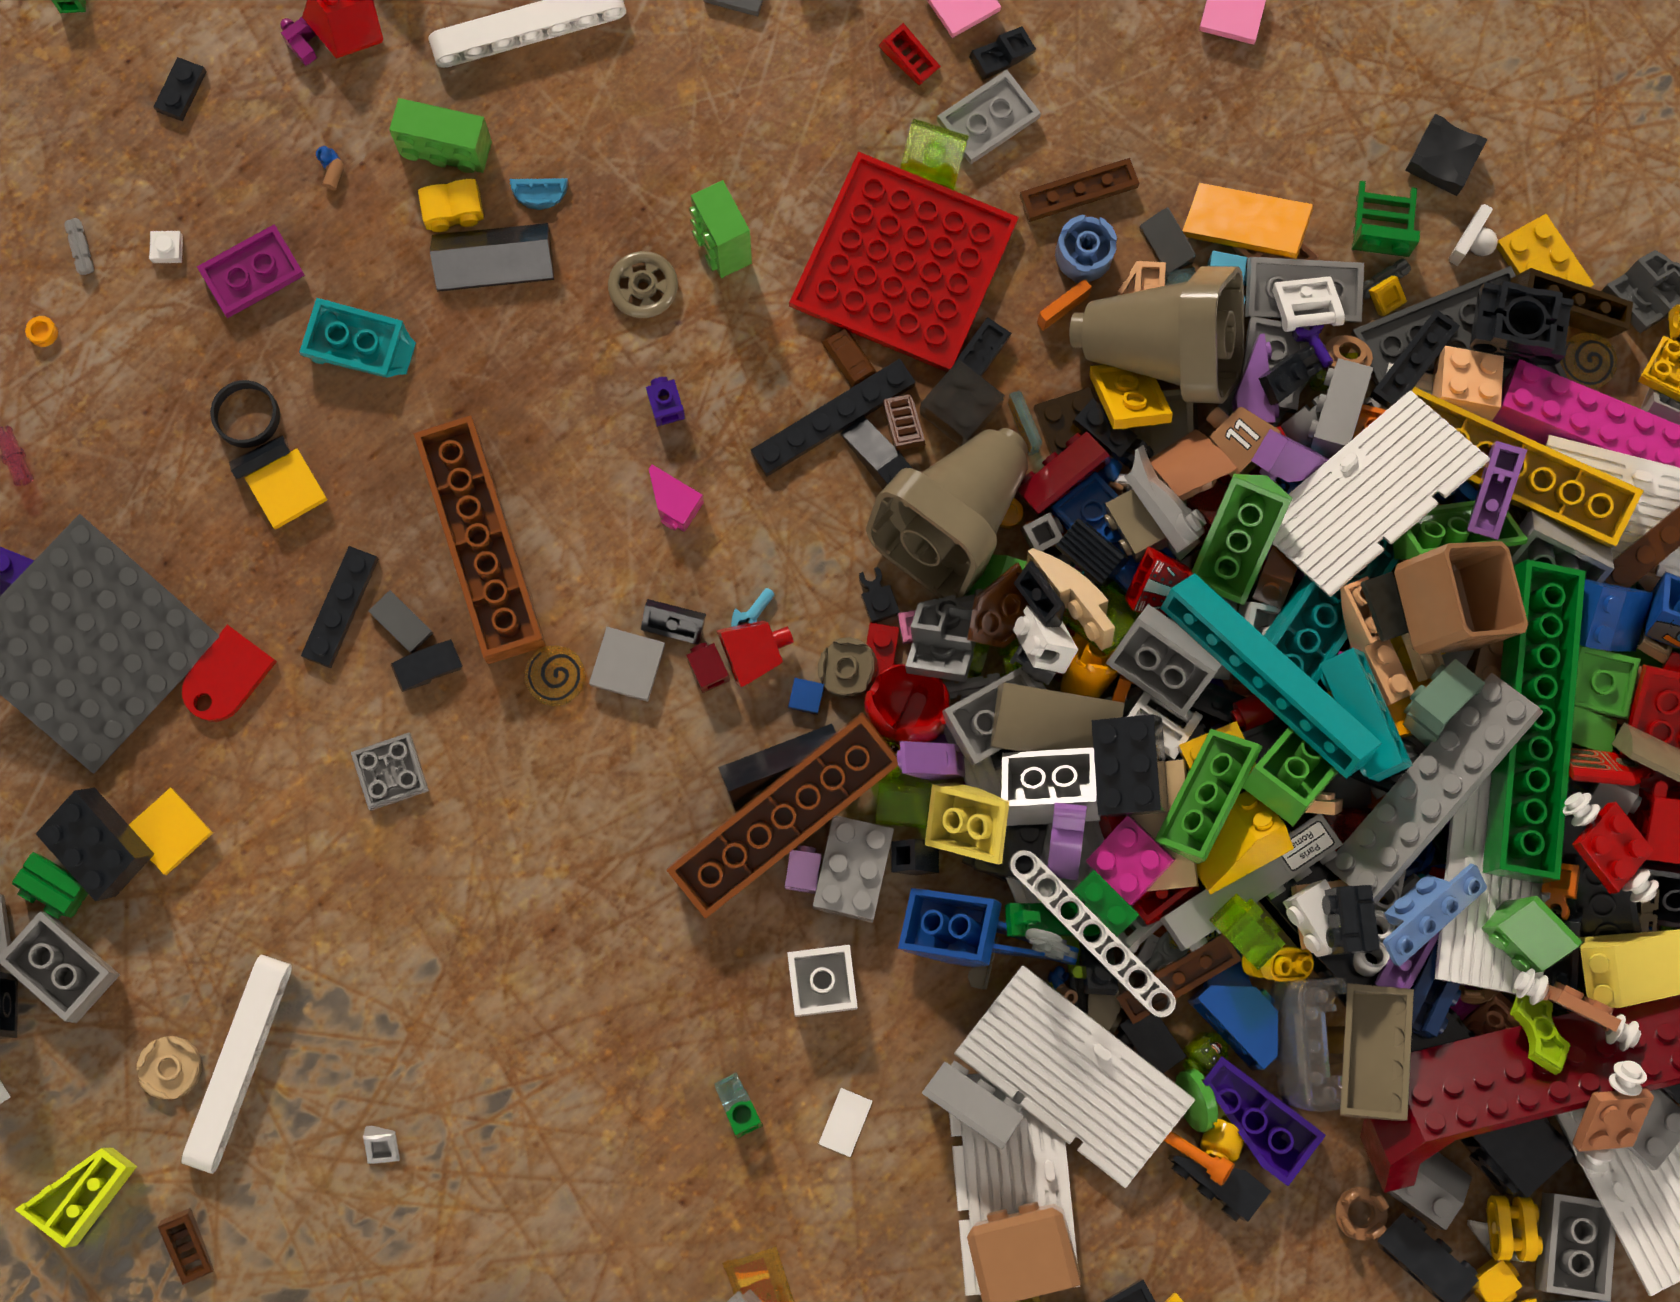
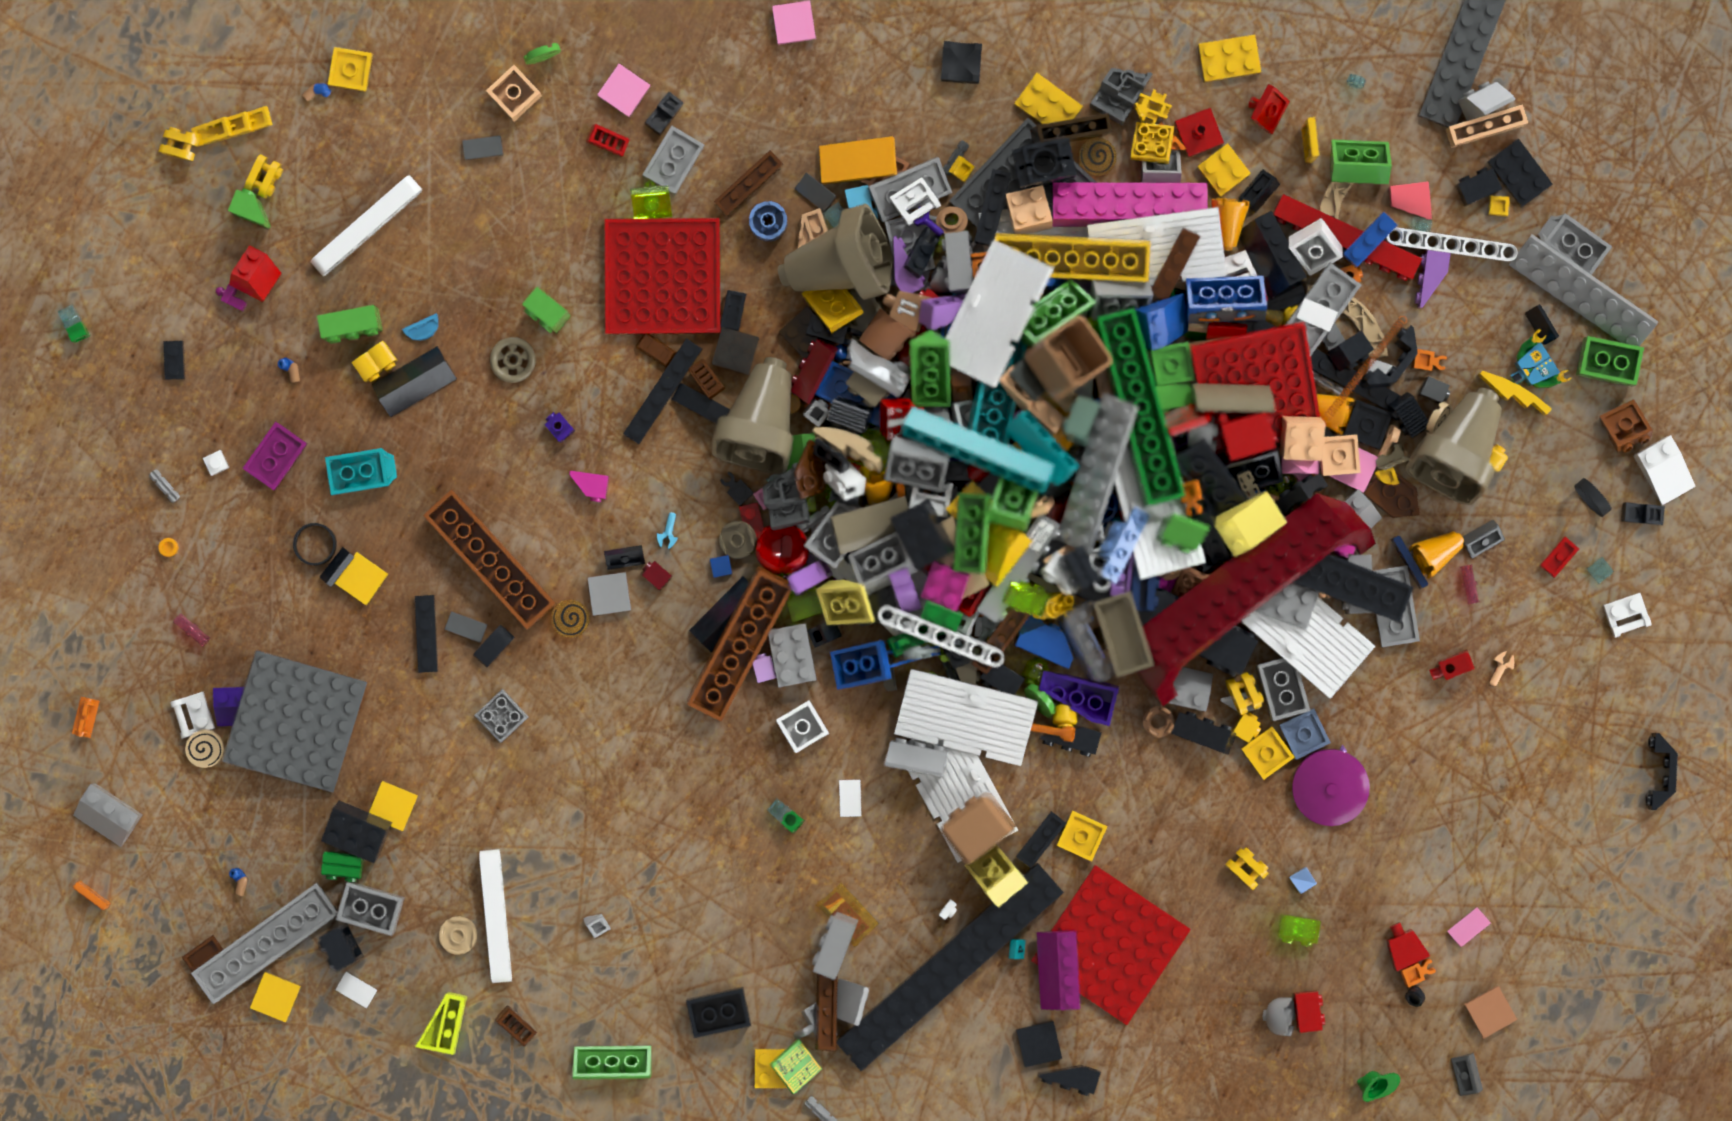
camera: 20 degrees left, 10 degrees up
(226, 673) = (380, 701): red tile -> none
(753, 649) = (678, 553): red torso -> none
(1024, 422) = (777, 345): clear light blue tile -> none
(1058, 978) = (935, 667): arm -> none
(1064, 304) = (771, 258): orange tile -> none
(1381, 238) = (938, 135): green plate -> none
(1477, 239) = (1000, 108): white tile -> none
(1496, 489) = (1065, 281): medium lavender slope -> none
(1545, 1043) = (1214, 588): lime tile -> none
(1571, 999) = (1231, 560): plate -> none
(1612, 847) = (1207, 464): red plate -> none
(1613, 1118) = (1267, 613): nougat plate -> none

